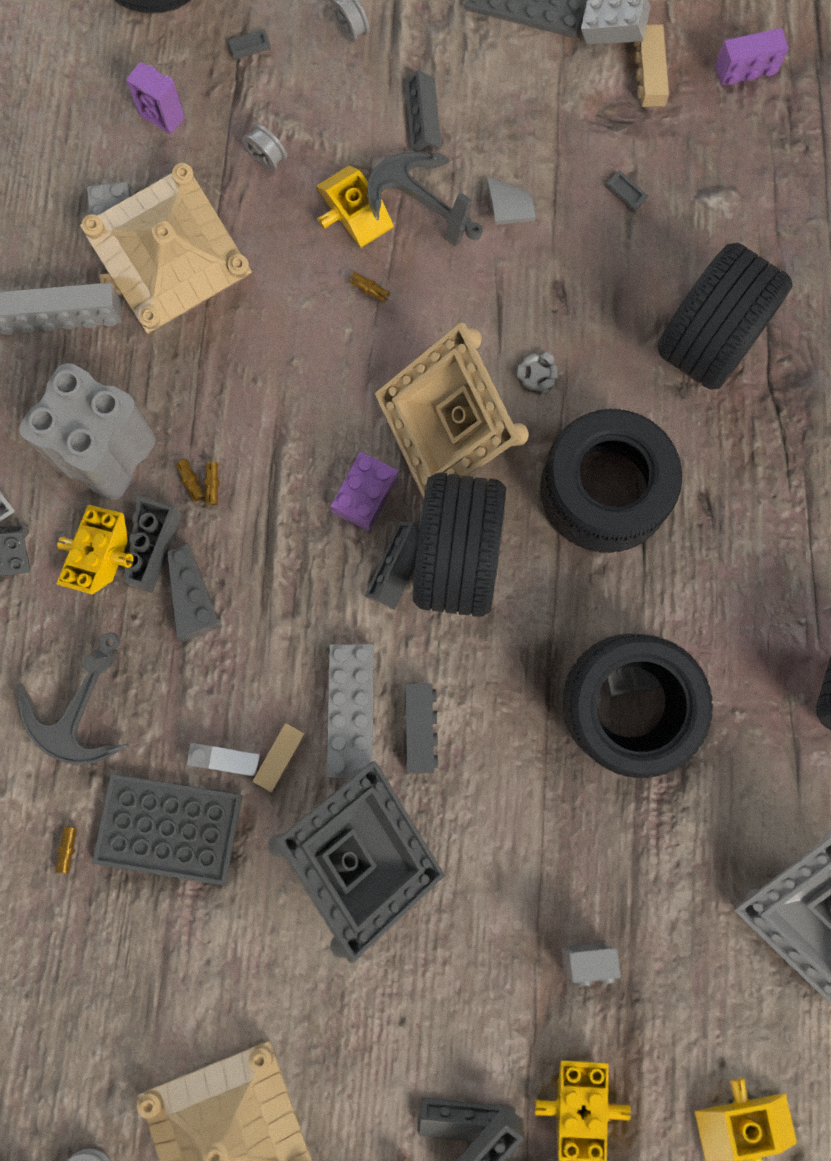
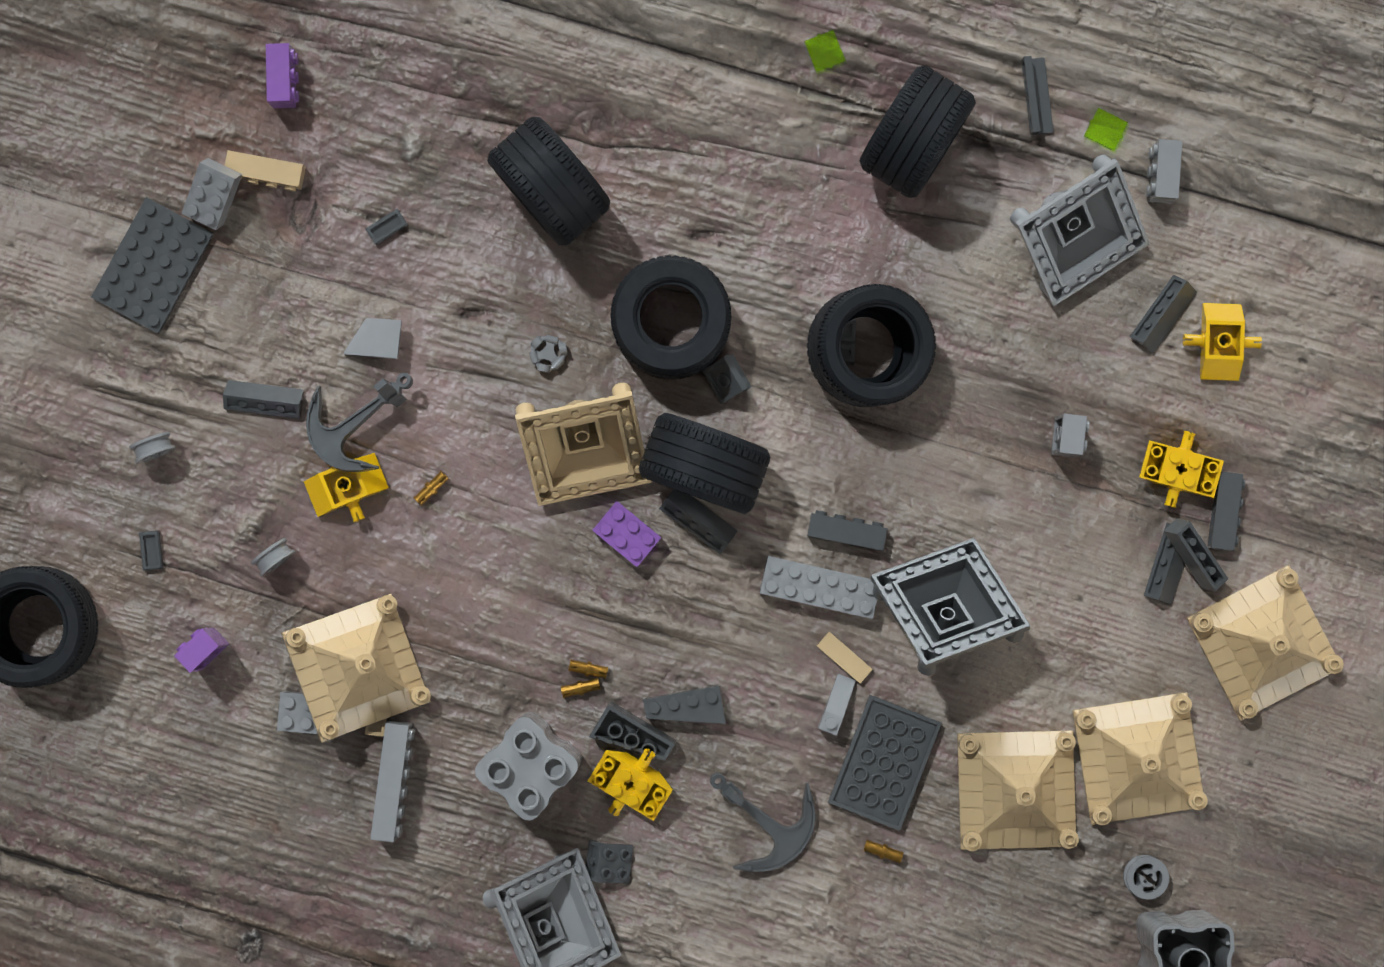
camera: 75 degrees left, 10 degrees up
(163, 994) = (1016, 790): none -> tan piece
(558, 561) = (726, 378): none -> dark grey bracket
(760, 1048) = (1163, 313): none -> dark grey panel

